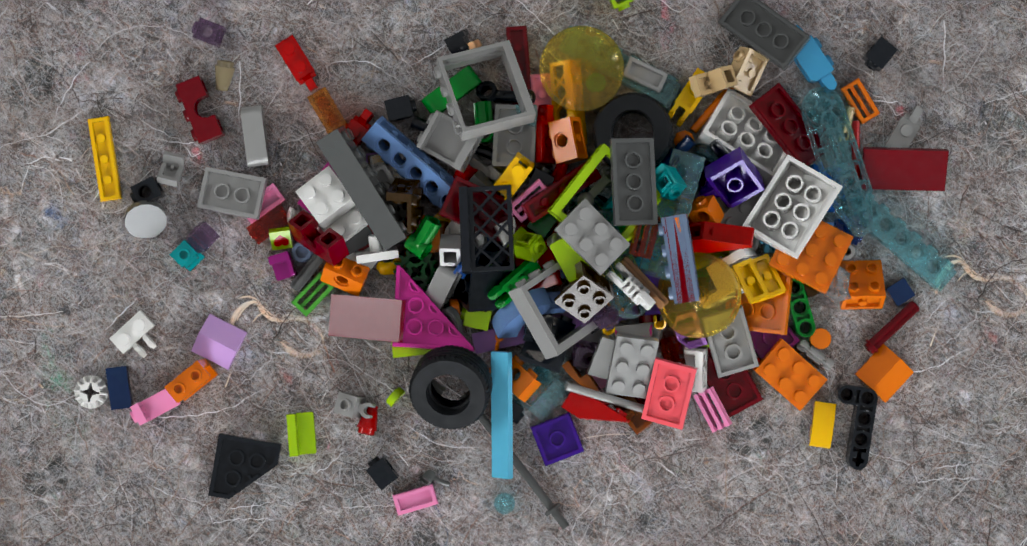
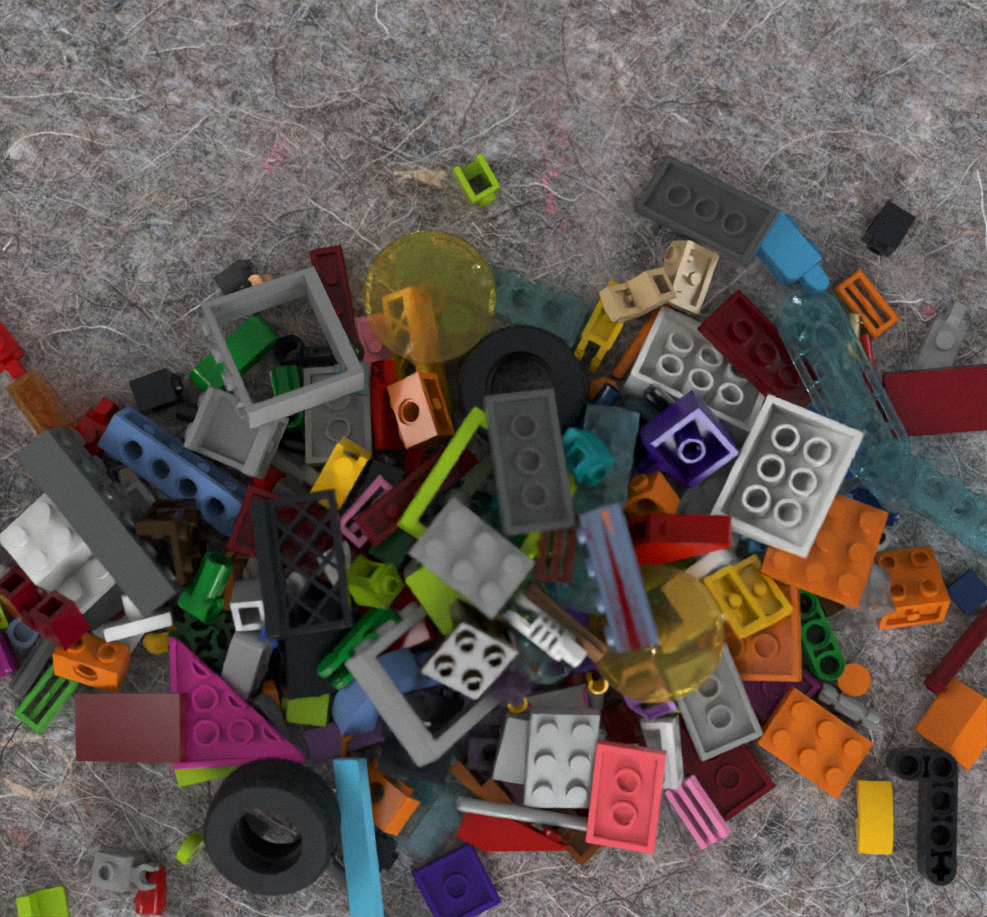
camera: 10 degrees left, 5 degrees down
(645, 74) = (530, 297): light grey tile -> none

